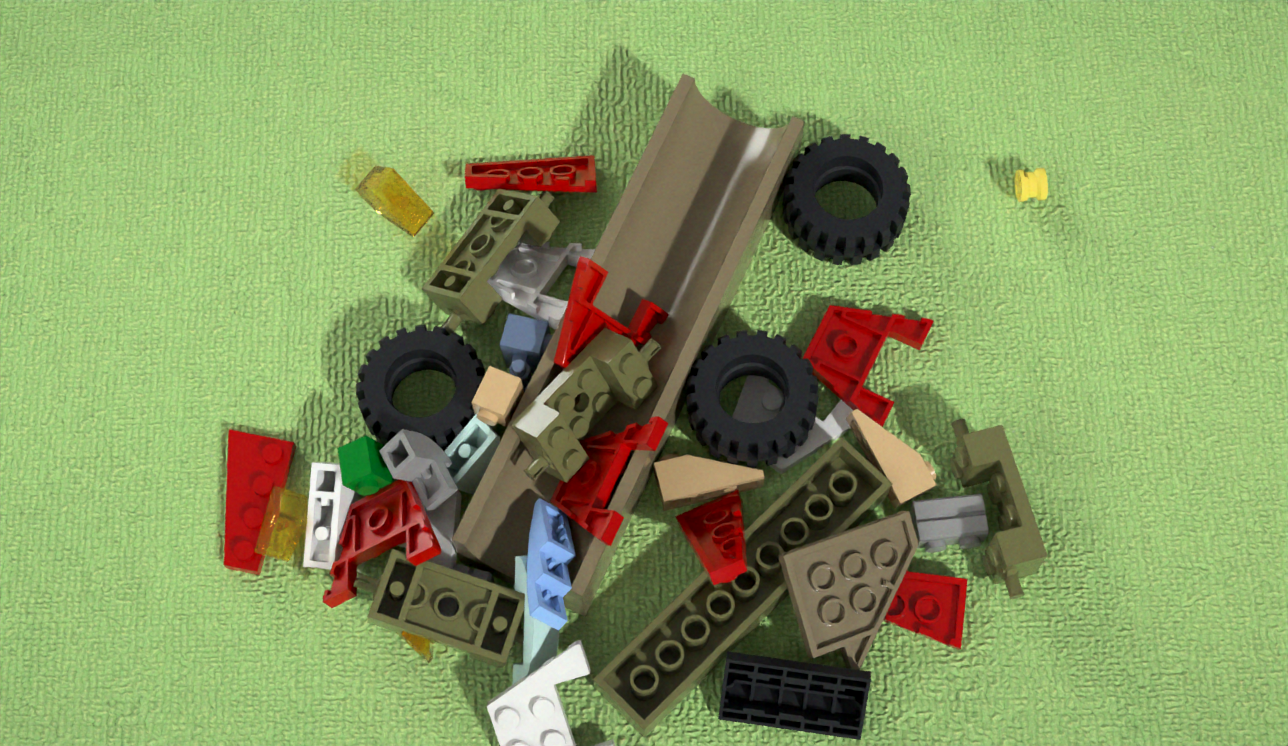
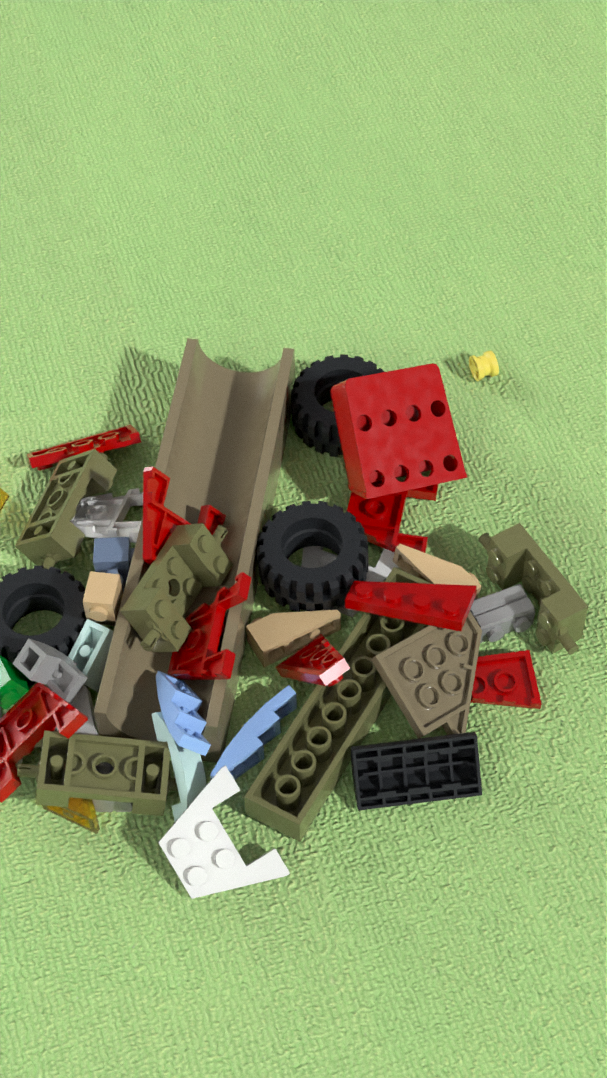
camera: 15 degrees left, 15 degrees down
(615, 609) = (248, 744): none -> light blue slope
(855, 496) = (421, 603): none -> red wing
(895, 256) = (396, 428): none -> red piece

